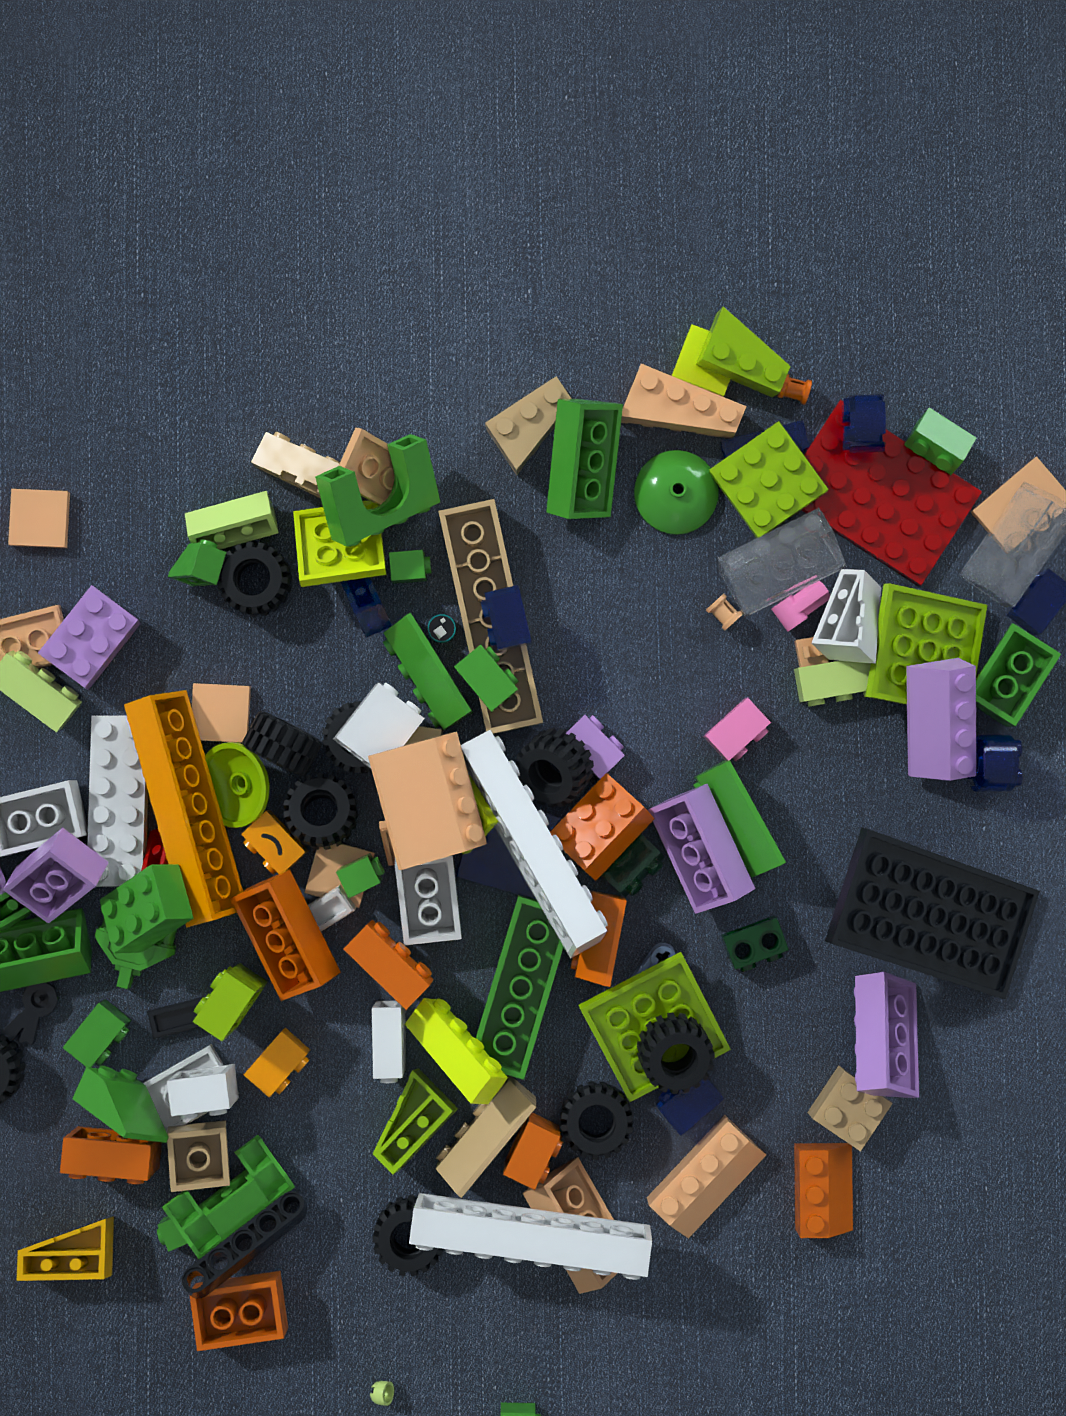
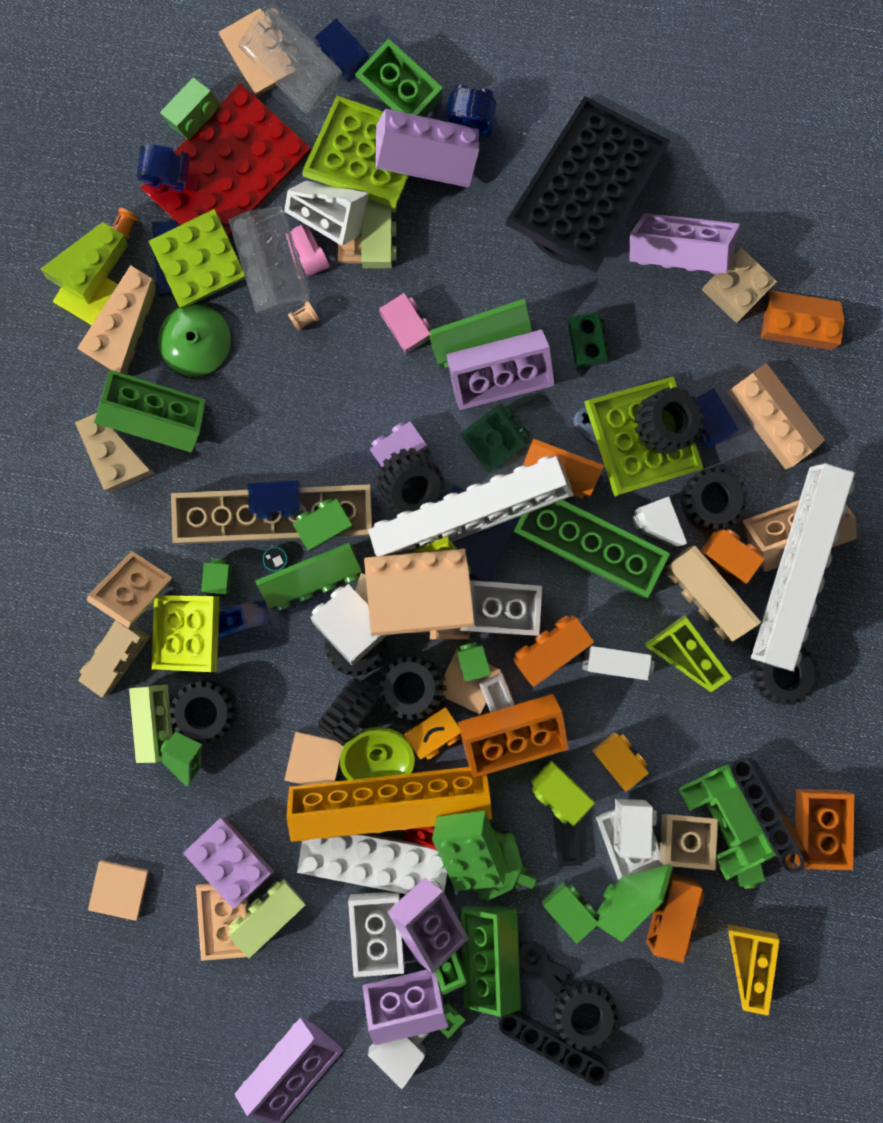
camera: 80 degrees left, 0 degrees up
(411, 494) = (154, 563): bright green arch -> none
(456, 1051) = (636, 605): neon yellow brick -> none
(558, 1061) = (659, 522): none -> white slope
(602, 826) = (466, 449): orange brick -> none

